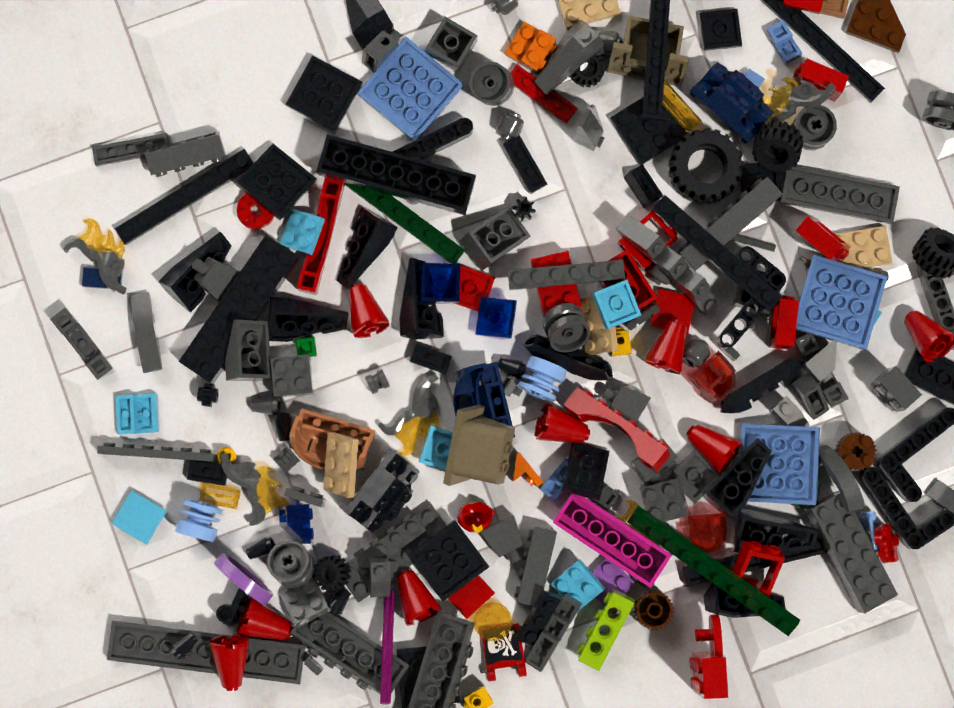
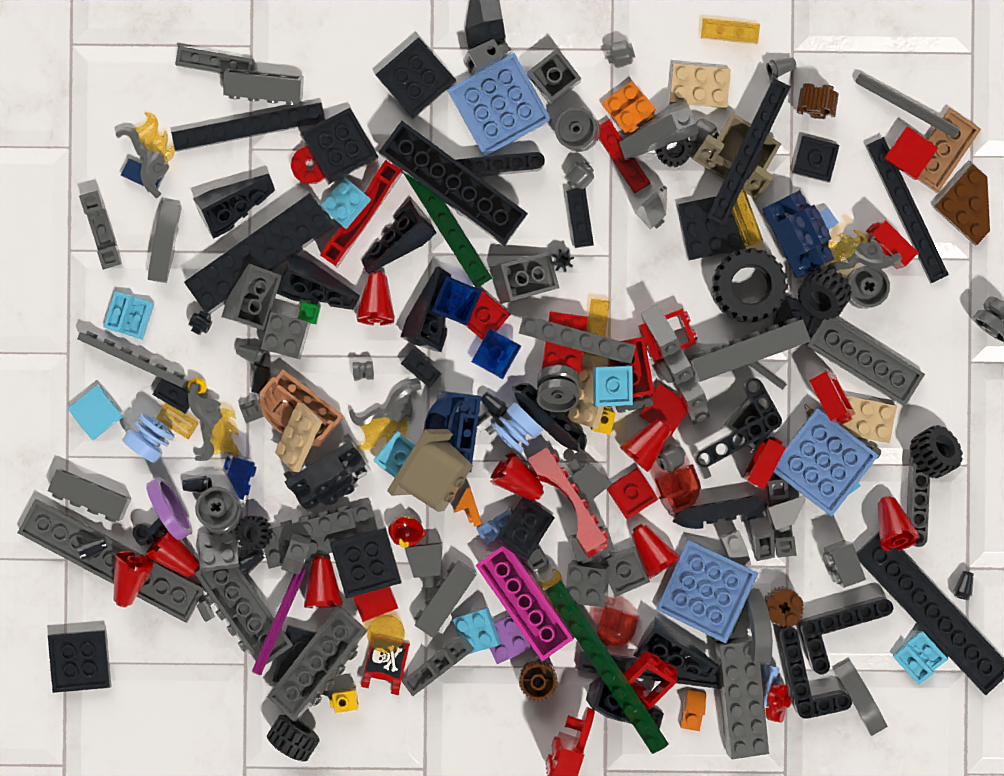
camera: 25 degrees right, 5 degrees up
(162, 597) = (89, 494): none -> dark grey brick
(214, 276) = (247, 214): dark grey torso -> none
(298, 493) = (250, 449): dark grey plate -> none
(538, 617) = (428, 647): black plate -> none
(578, 252) = (597, 319): none -> clear yellow tile
(596, 658) = (467, 703): lime brick -> none
(643, 186) = (683, 281): black slope -> none
(672, 401) = (632, 493): none -> red tile
(716, 253) = (726, 374): black plate -> none
(735, 485) = (662, 593): black wedge -> none
(783, 42) = (871, 194): medium blue slope -> none
(810, 582) = (693, 710): none -> orange slope

